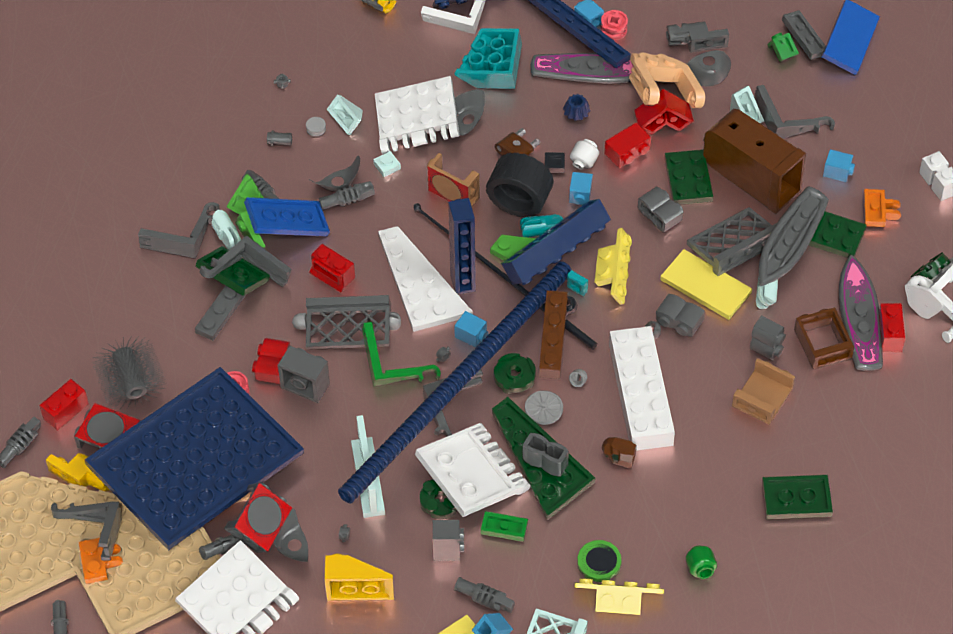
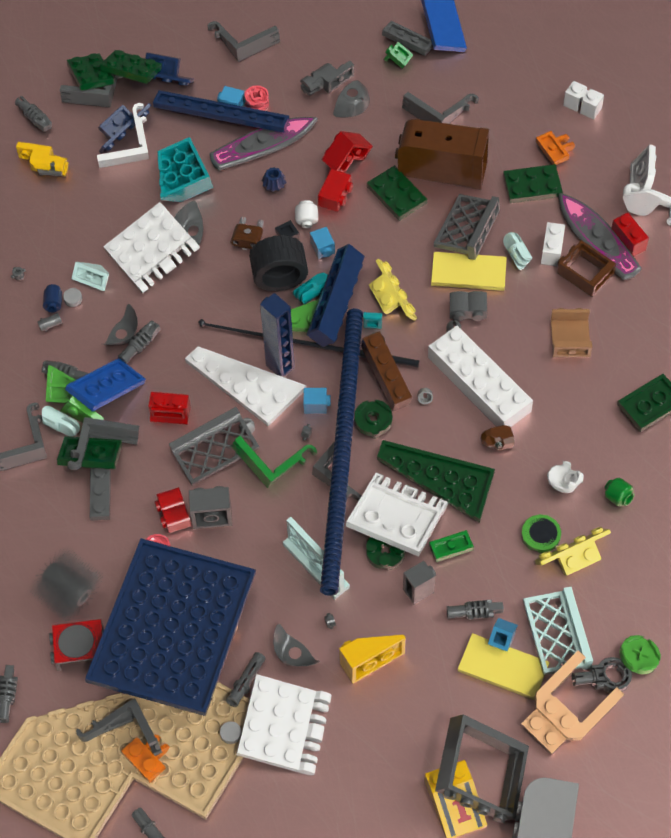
camera: 30 degrees left, 5 degrees up
(64, 404) = (24, 640): red brick -> none
(74, 471) = (76, 691): yellow plate -> none
(183, 578) = (230, 732): none -> light grey tile
(260, 518) = (262, 647): panel -> none
(296, 118) = (52, 298): none -> dark blue brick
(299, 321) = (172, 465): light grey hinge -> none
(387, 164) = (152, 299): light aqua plate -> none
(449, 186) = (221, 292): medium nougat panel -> none
(544, 407) = (414, 433): light grey wheel -> none
(545, 454) = (449, 471): dark grey brick -> none
(655, 520) = (563, 478): none -> white hair
(660, 209) = (395, 228): dark grey brick -> none
(667, 69) = (316, 119): light nougat plate -> none
(746, 103) = (401, 113): light aqua slope -> none
(767, 338) = (549, 289): dark grey brick -> none
(791, 235) = (511, 200): dark grey piece -> none
(806, 297) = (553, 244): none -> white brick
(838, 166) = (504, 128): dark azure brick -> none
(931, 268) = (629, 174): dark green plate -> none

